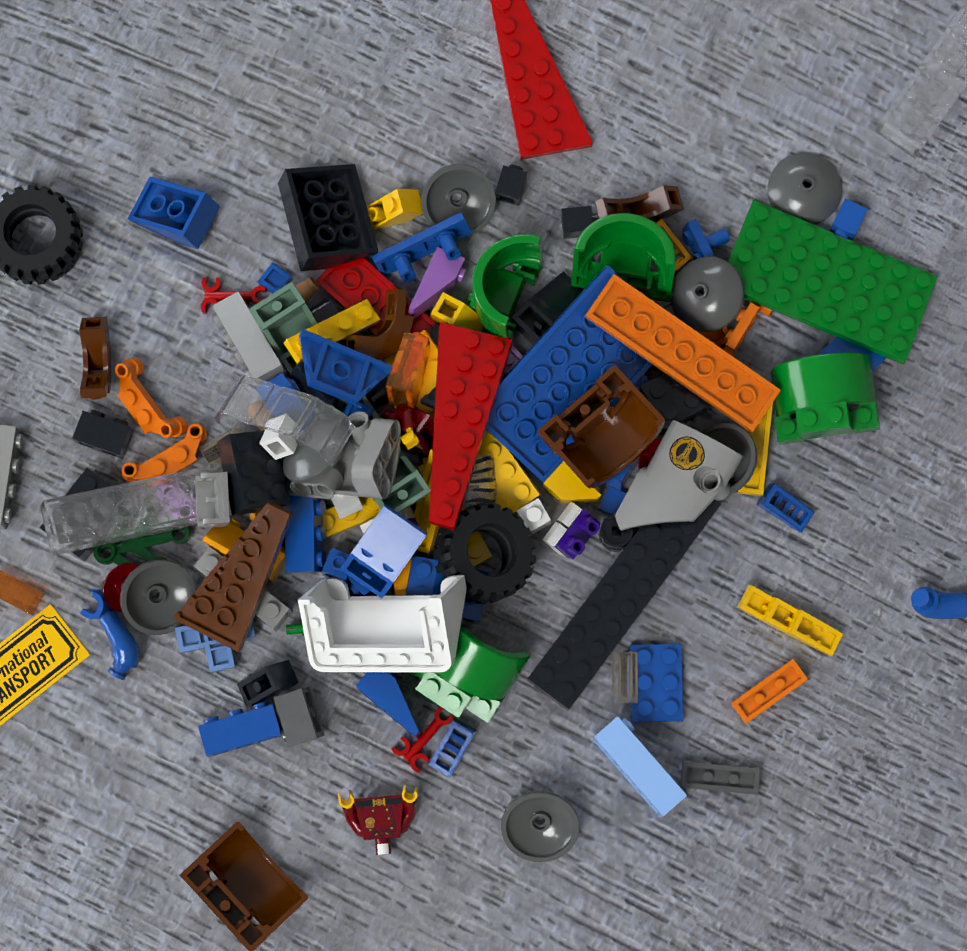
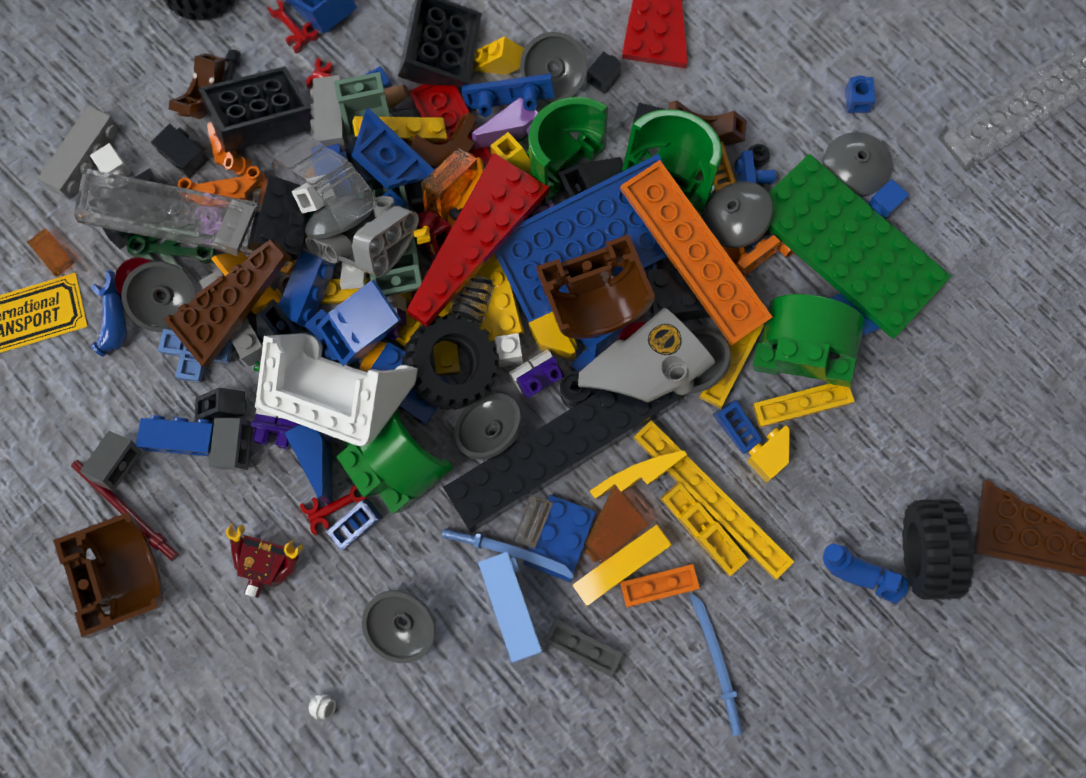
camera: 25 degrees right, 5 degrees down
(36, 476) = (110, 161): none -> white brick
(120, 351) = (233, 59): none -> black bar
(167, 360) = (256, 108): none -> black slope
(171, 260) = (300, 36): none -> red bar
(186, 779) = (111, 461): none -> dark grey brick
(264, 838) = (155, 539): none -> dark red bar
(293, 584) = (273, 321): none -> black slope
(323, 683) = (268, 424): none -> dark purple hips
(497, 929) = (322, 707): none -> white plate
(533, 603) = (488, 426): none -> dark grey dish
(611, 713) = (480, 541): none -> medium blue sword
(704, 653) = (614, 527): none -> clear orange slope
(707, 212) = (763, 151): none -> black plate
(716, 586) = (647, 470): none -> yellow slope
(726, 685) = (622, 564): none -> yellow slope
(781, 124) = (856, 102): none -> blue brick
(788, 589) = (717, 503): none -> yellow plate
(829, 525) = (772, 456): none -> yellow slope
(838, 462) = (801, 404): none -> yellow plate
(851, 741) = (728, 694): none -> medium blue sword

